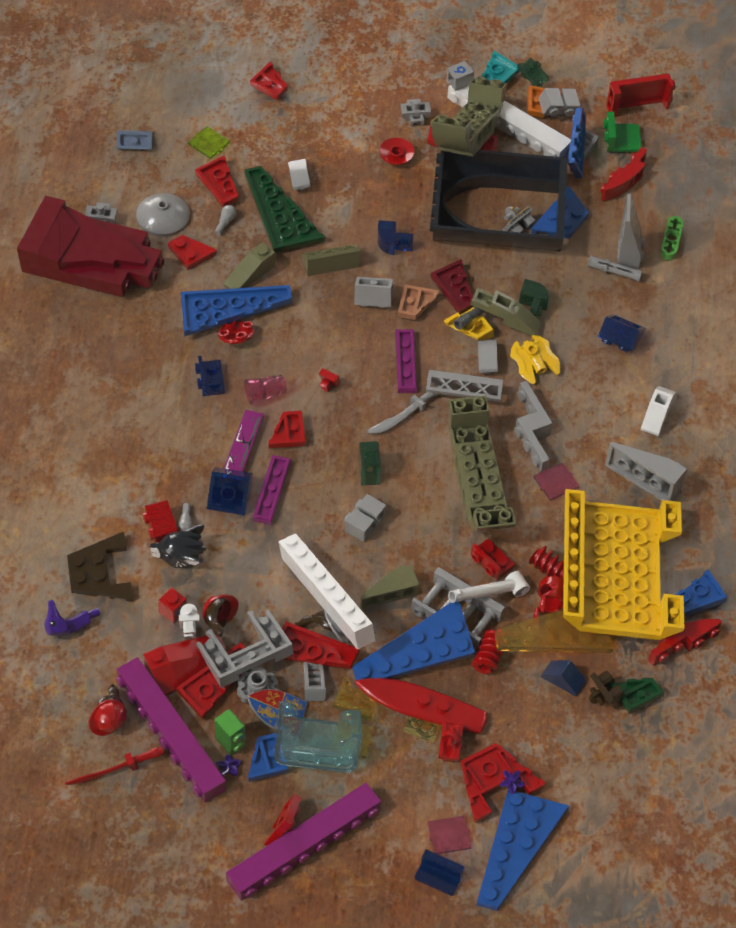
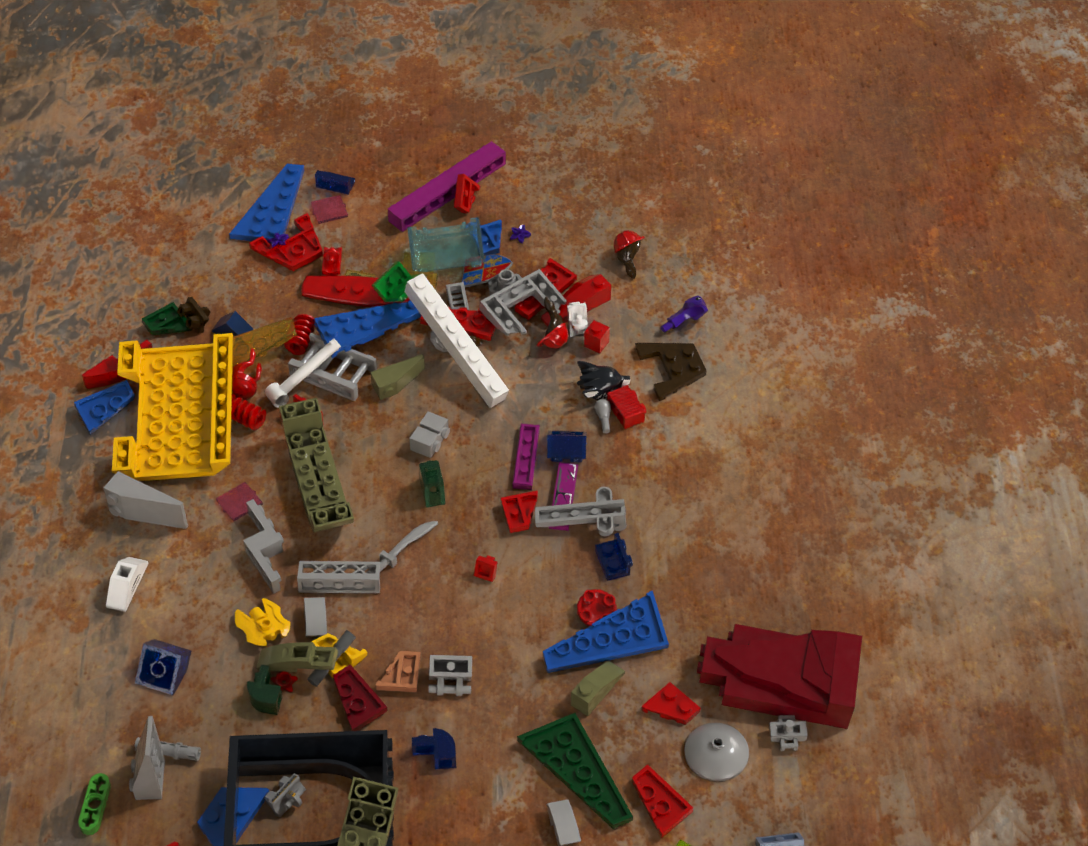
camera: 175 degrees right, 5 degrees down
(130, 761) = (602, 221): red sword -> none
(171, 730) = (574, 246): magenta brick -> none
(209, 406) = (606, 512): none -> light grey piece
(227, 215) = (639, 755): light grey piece -> none
(230, 732) = (522, 240): bright green brick -> none
(264, 388) = (553, 547): clear pink plant -> none
(331, 259) = (506, 712): olive slope -> none
(377, 676) = (393, 283): none -> green bracket
(405, 361) = (406, 606): magenta tile -> none

